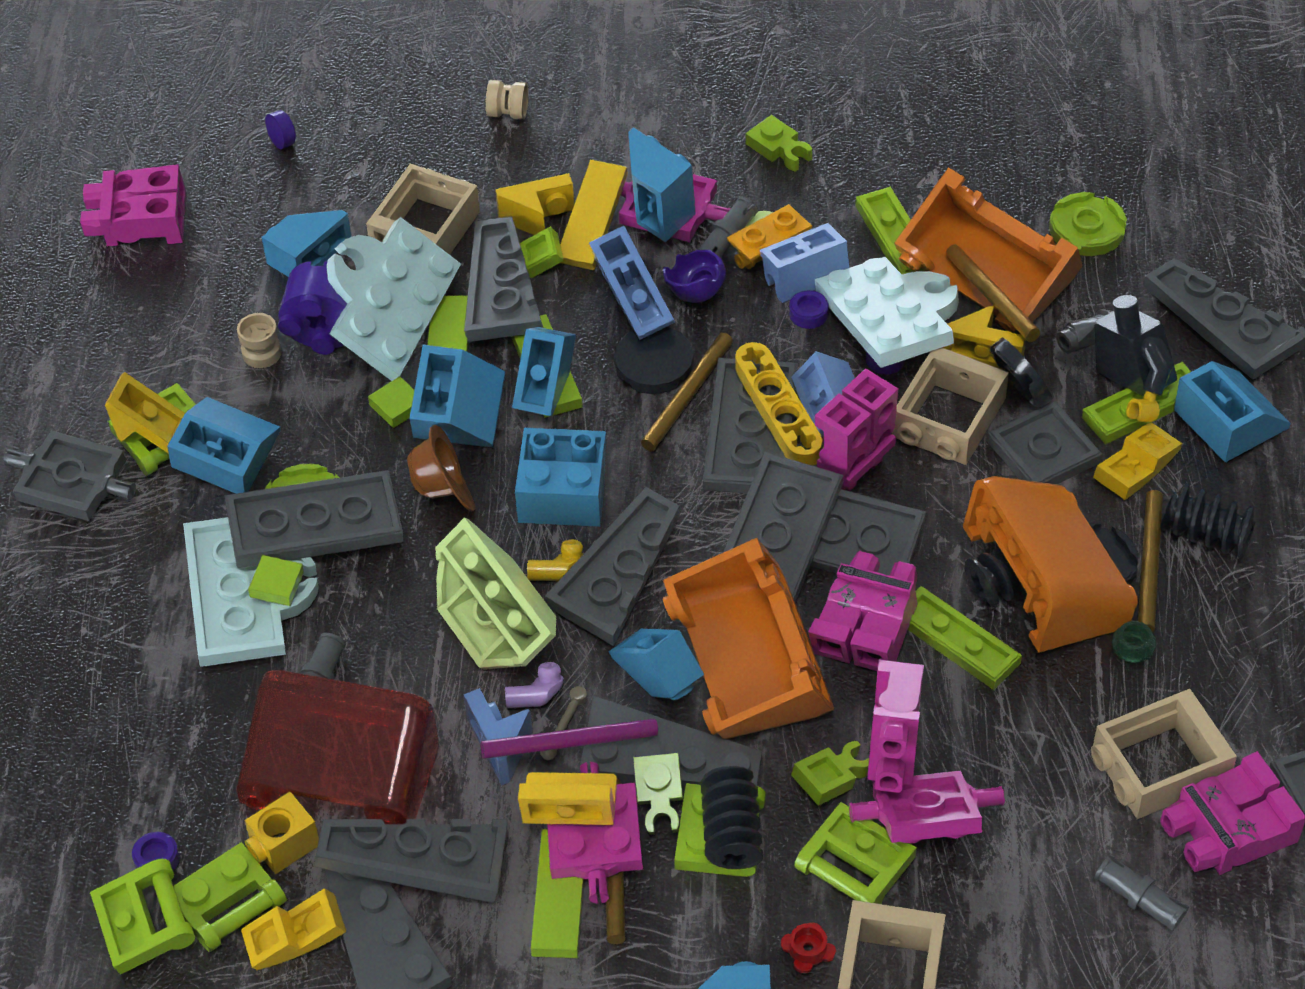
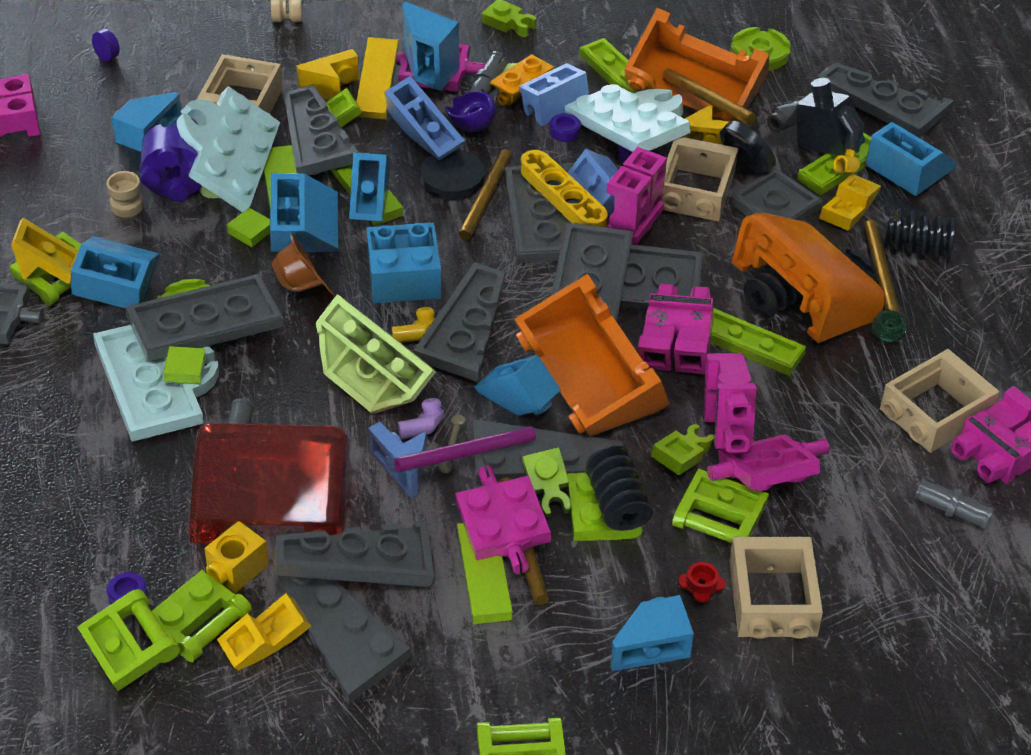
camera: 15 degrees left, 5 degrees down
(568, 798) = (480, 492): yellow panel -> none

